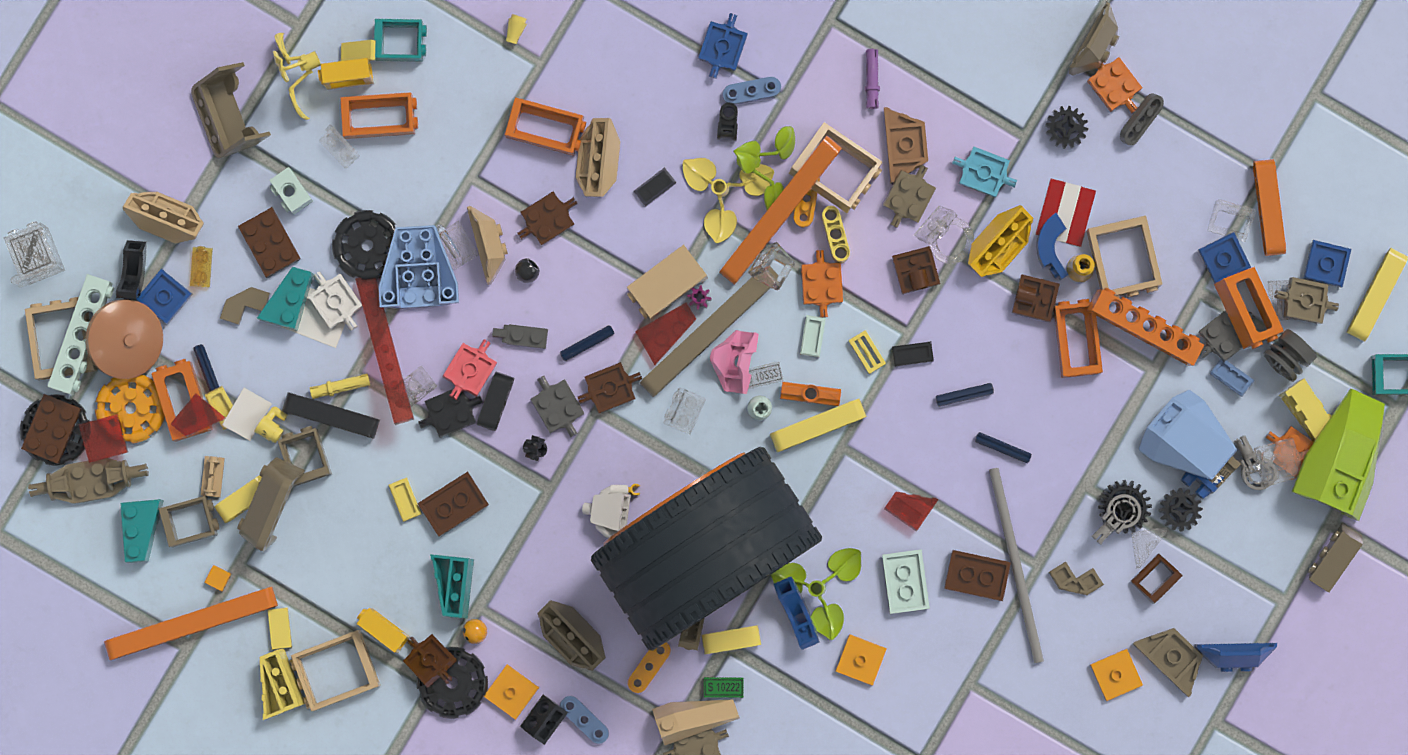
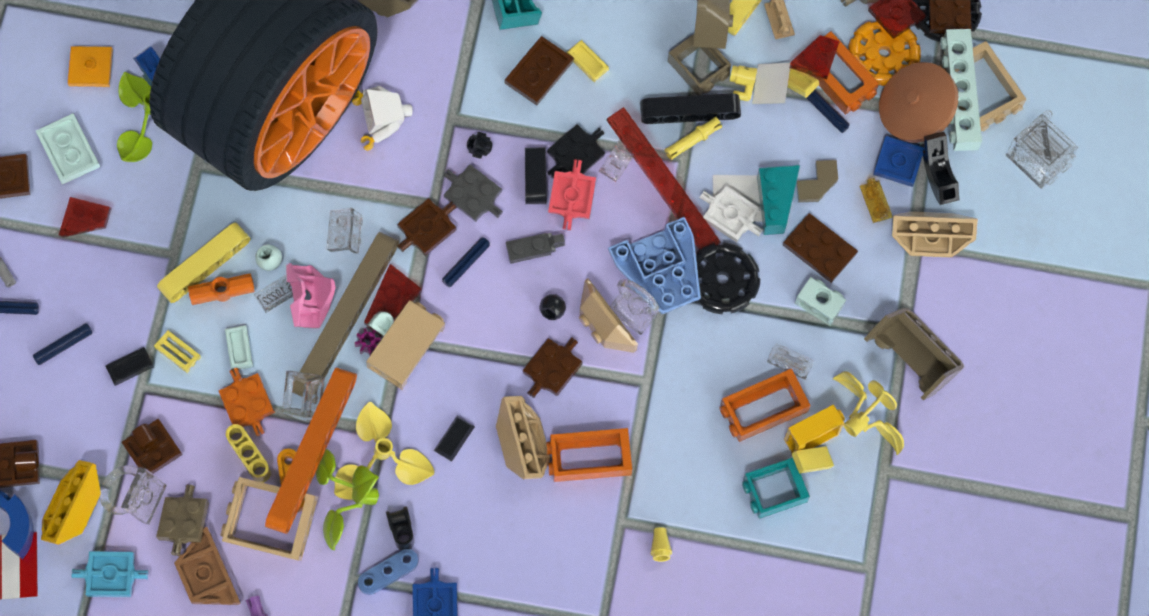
camera: 155 degrees right, 15 degrees down
(681, 308) = (381, 322): none -> light aqua tile

